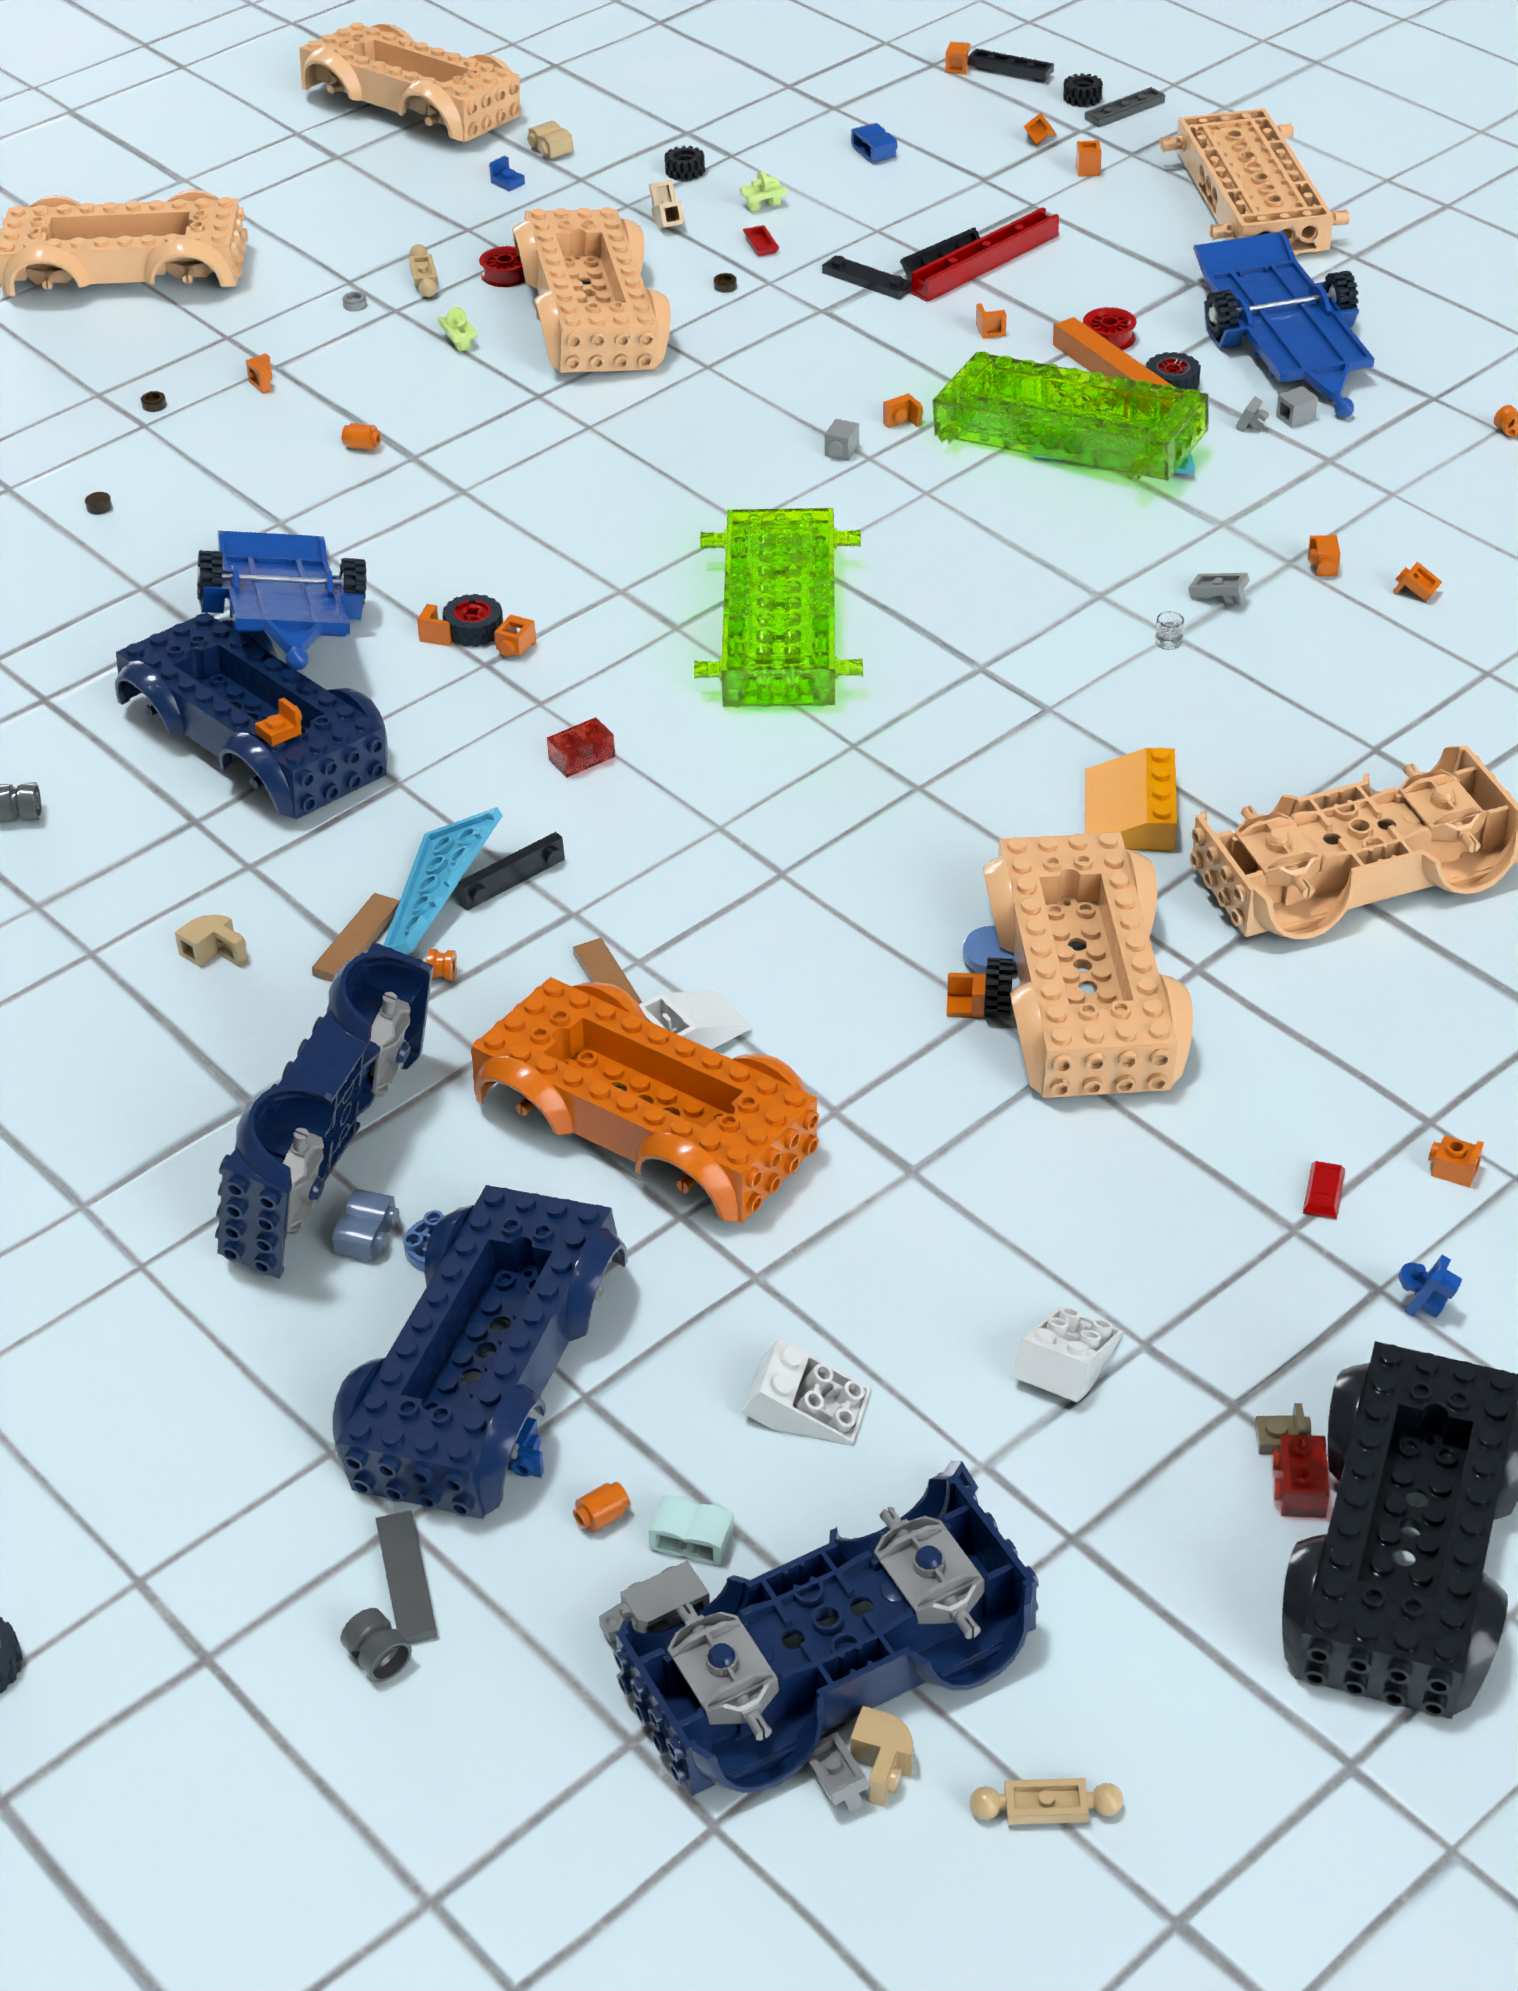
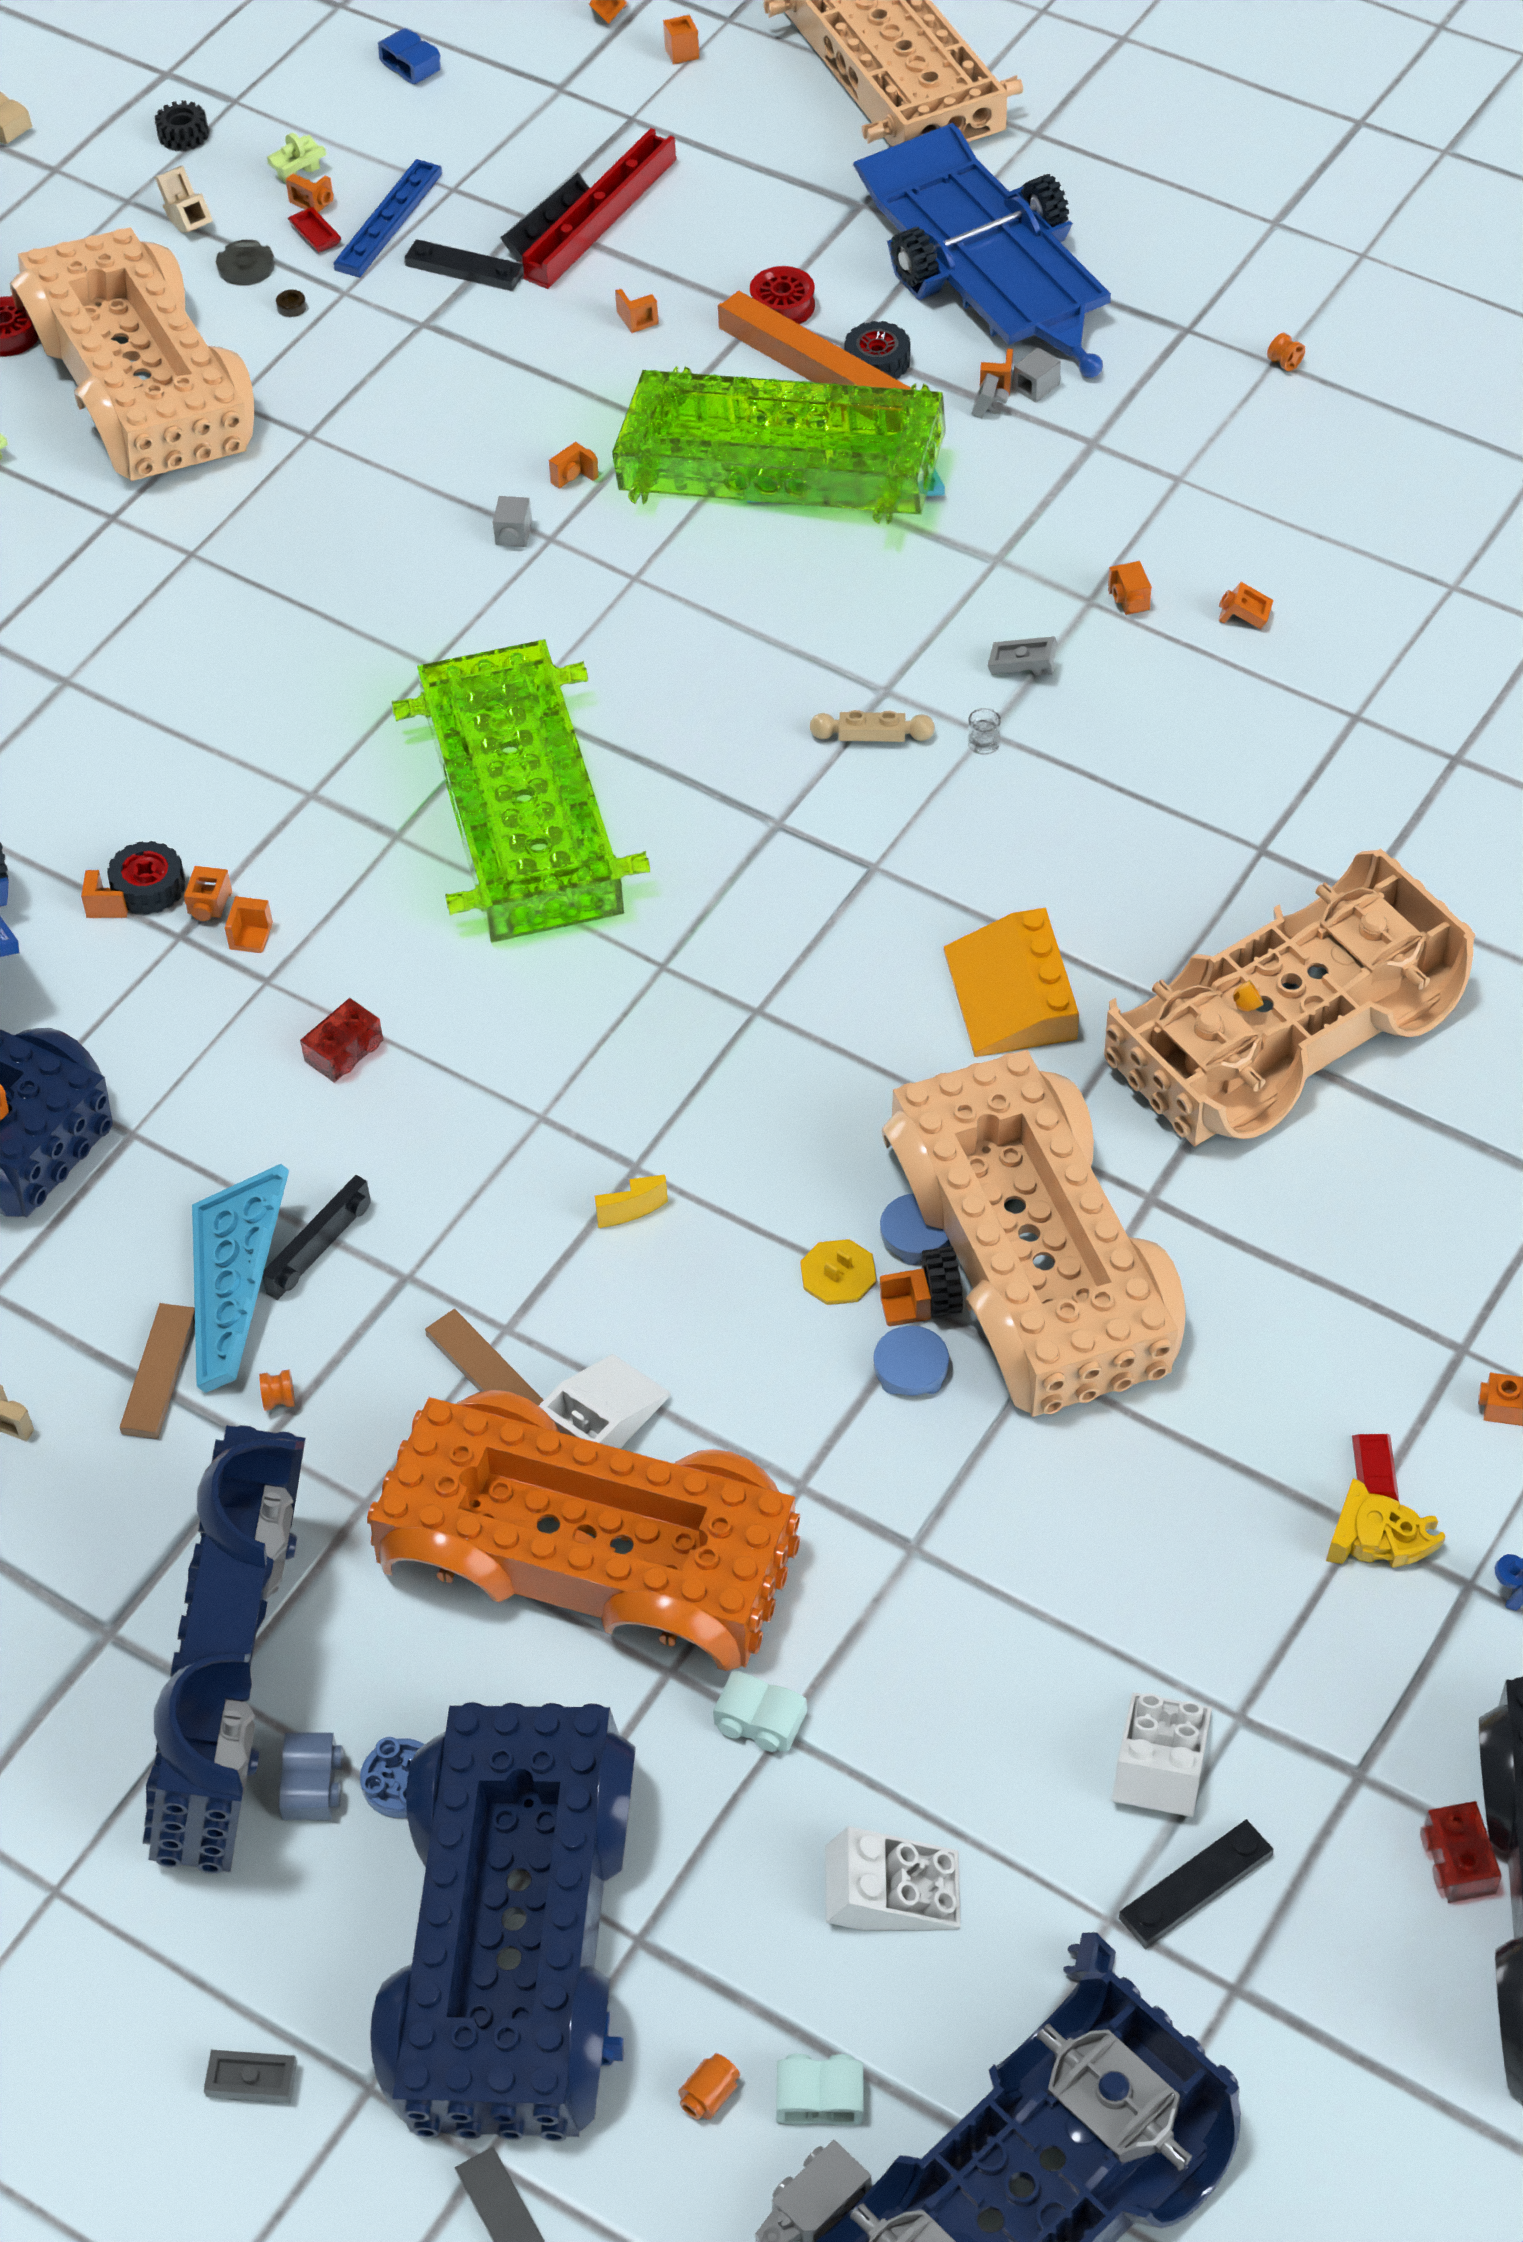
camera: 15 degrees left, 10 degrees up
(239, 1419) = (250, 2076): none -> dark grey plate
(538, 662) = (248, 924): none -> orange panel
(700, 253) = (245, 262): none -> clear smoke tile
(741, 1254) = (759, 1712): none -> light aqua brick
(763, 215) = (309, 194): none -> orange bracket
(775, 892) = (621, 1207): none -> yellow slope
(819, 240) = (387, 218): none -> blue tile
(919, 971) = (838, 1272): none -> yellow piece
(955, 1040) = (911, 1361): none -> medium blue tile
(1064, 1453) = (1195, 1884): none -> black plate
(1087, 615) = (869, 726): none -> tan plate
(1269, 399) = (1000, 370): none -> orange panel
(1270, 1428) = (1417, 1796): dark tan bracket -> none
(1310, 1230) = (1381, 1529): none -> yellow piece
(1316, 825) = (1247, 997): none -> light orange hinge

